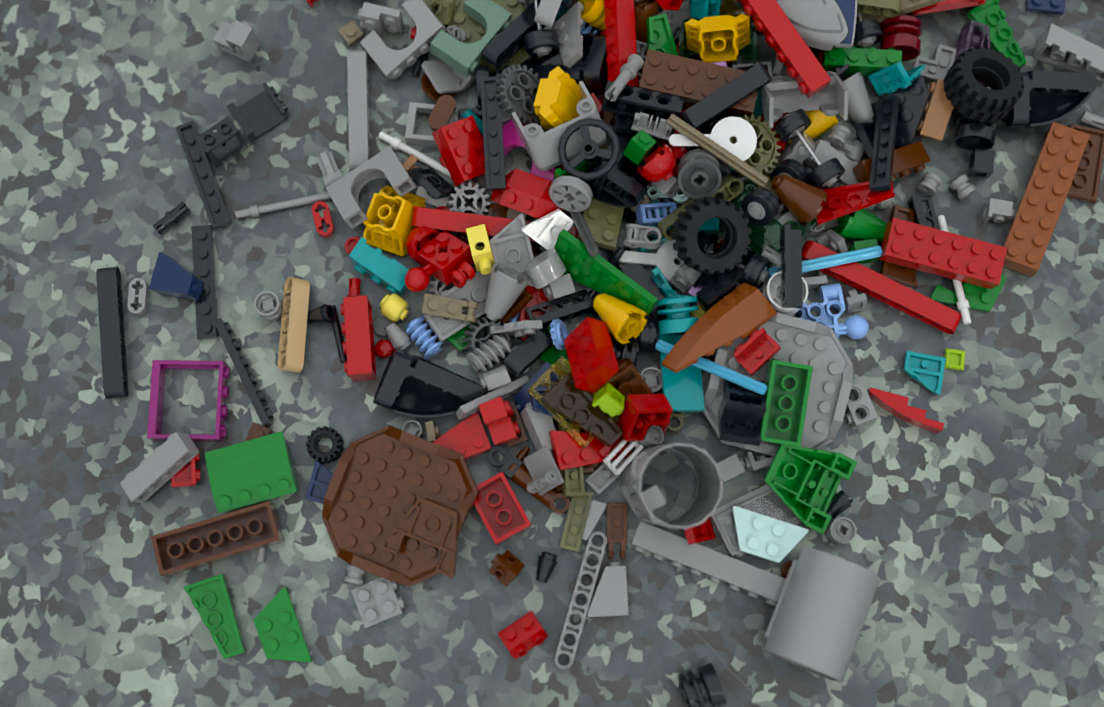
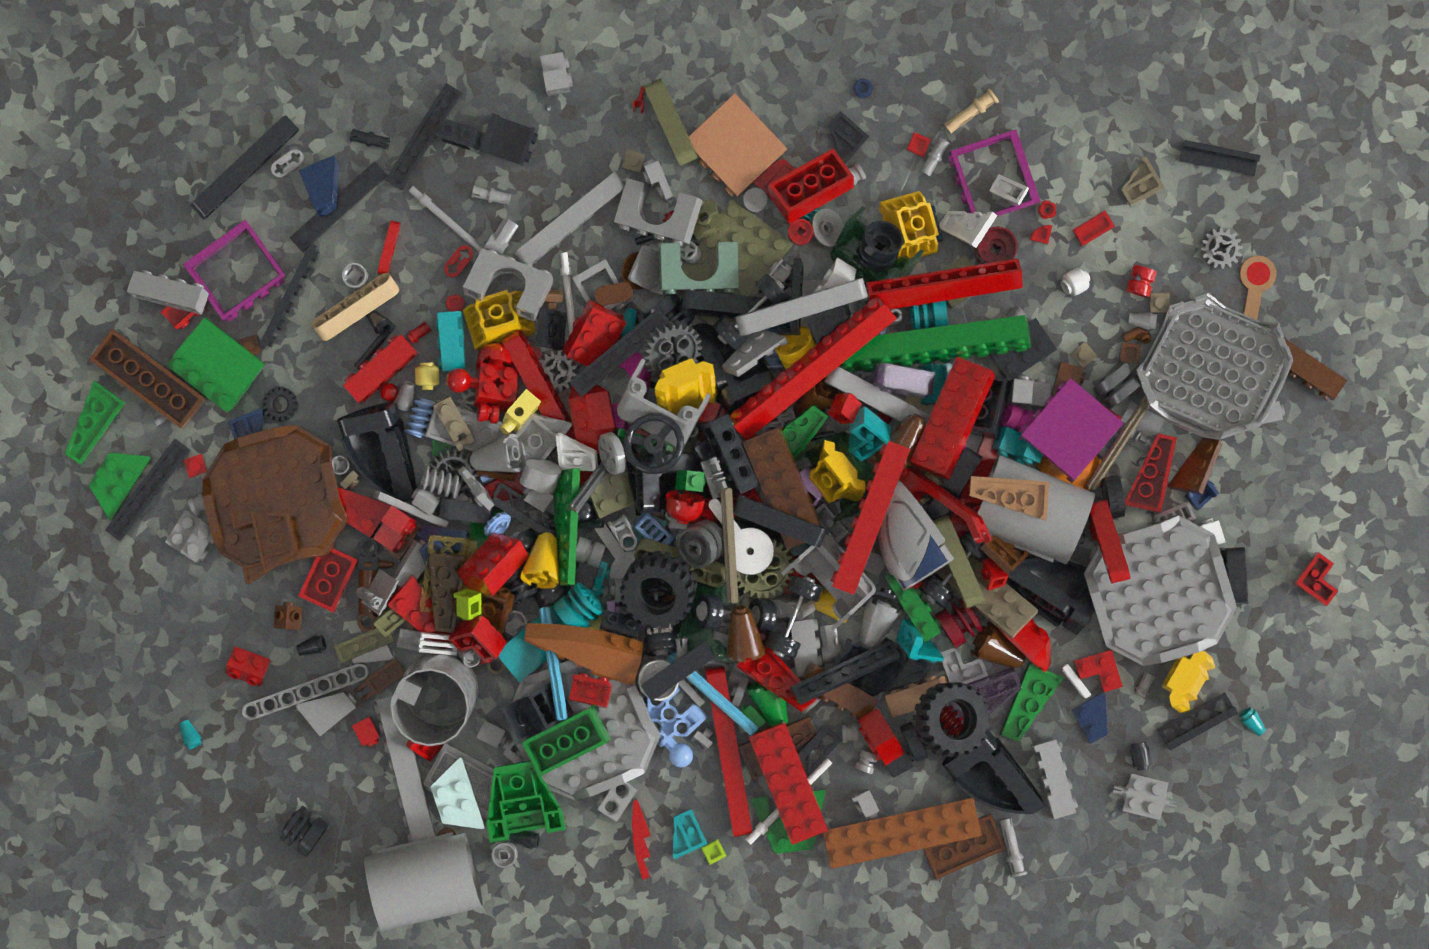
camera: 55 degrees right, 10 degrees up
(268, 264) = (389, 247): none -> red beam
(291, 156) = (491, 195): none -> light grey pin
(310, 610) = (147, 490): none -> black plate
(321, 554) = (195, 466): none -> red plate
(627, 72) = (745, 426): light grey pin -> none
(640, 273) = (589, 552): none -> light grey wheel
(653, 572) = (367, 732): none -> red brick
(838, 136) = (828, 633): light grey wheel -> none
(939, 26) = (996, 648): none -> reddish brown cone
(954, 156) = (880, 737): none -> red brick

